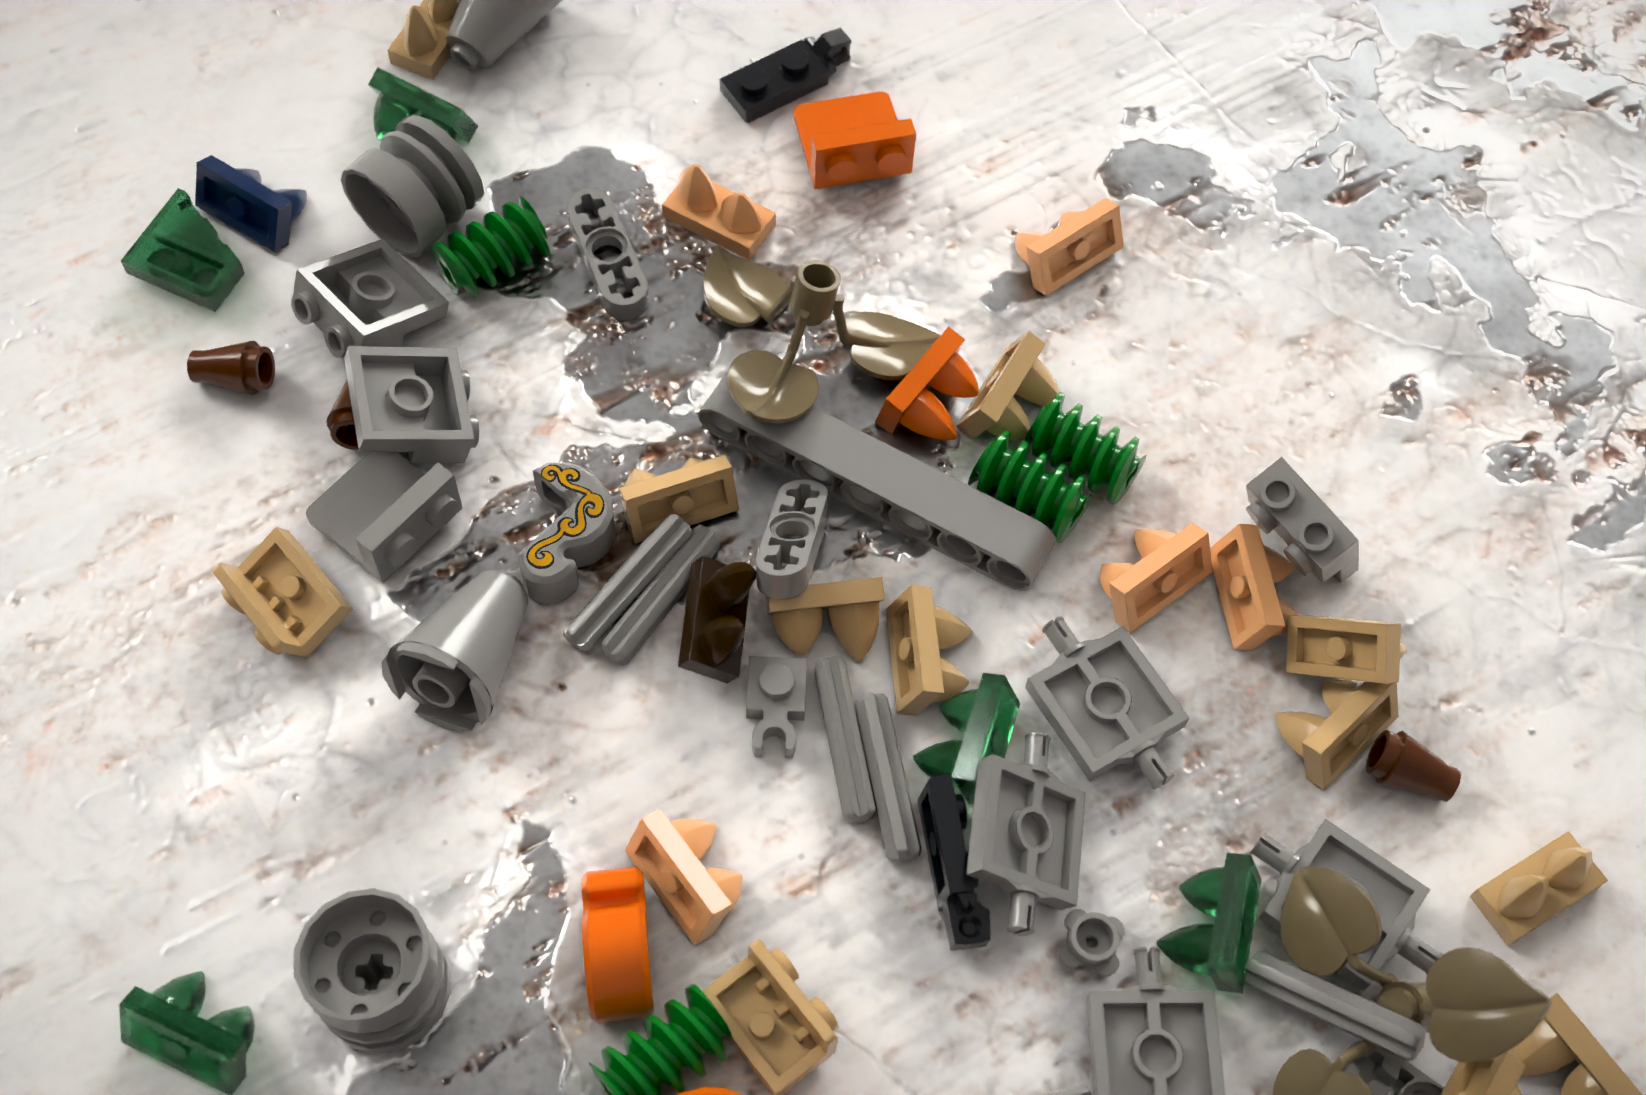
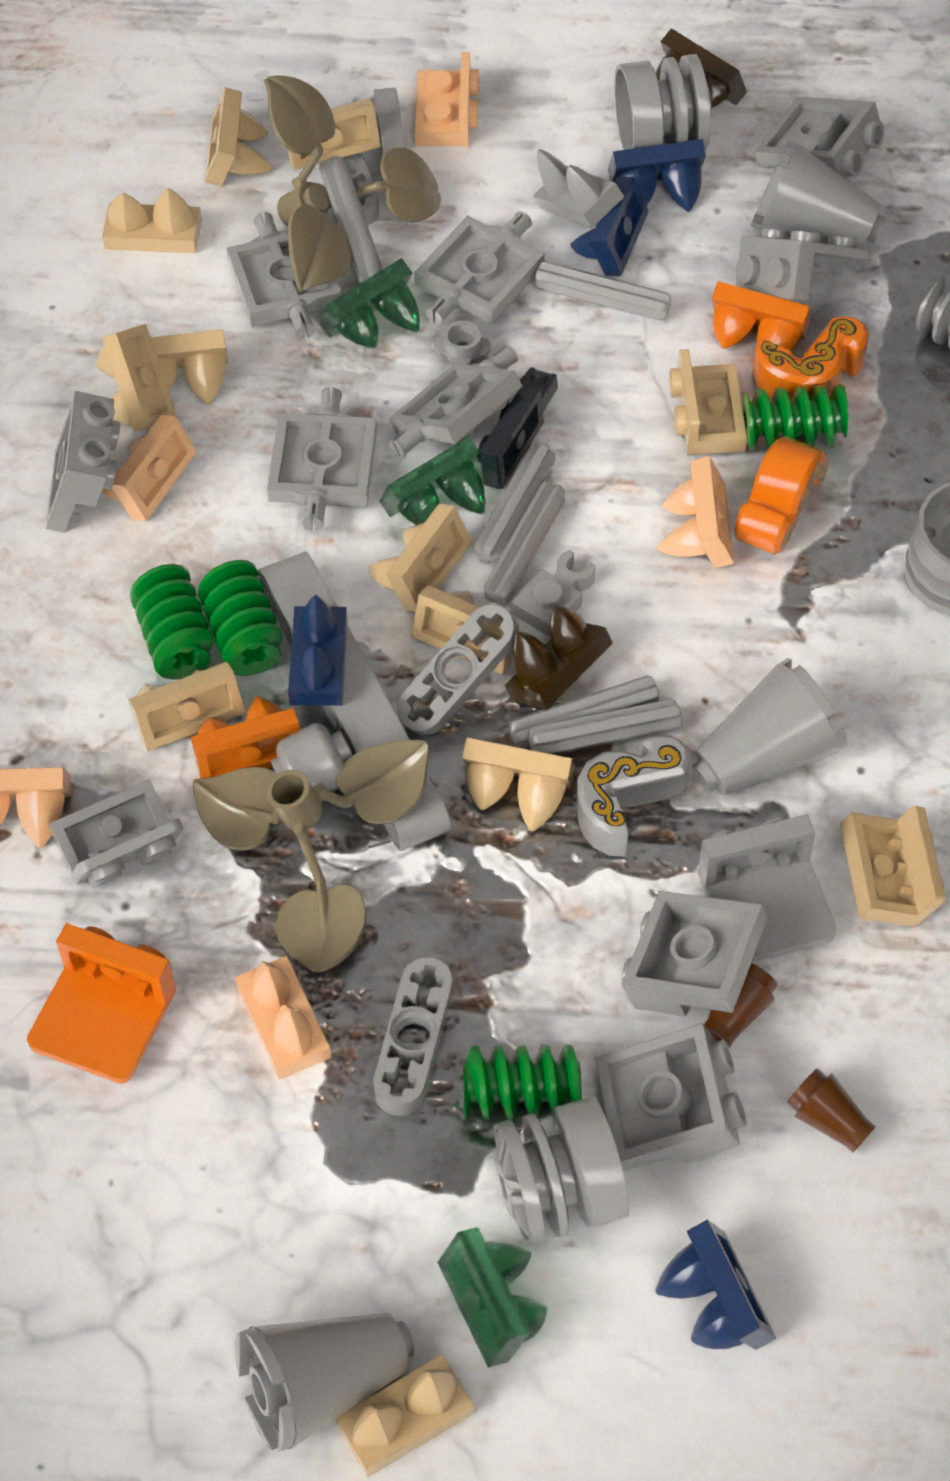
camera: 140 degrees left, 5 degrees down
(184, 255) = (816, 1266): clear green wing -> none
(785, 74) = (98, 1131): black hinge -> none
(853, 388) = (314, 754): none -> light grey head
(920, 463) = (318, 654): none -> dark blue tile
(940, 245) = (115, 832): none -> light grey bracket
(1167, 570) = (185, 512): light nougat tile -> none
(1409, 766) = (160, 313): reddish brown cone -> none

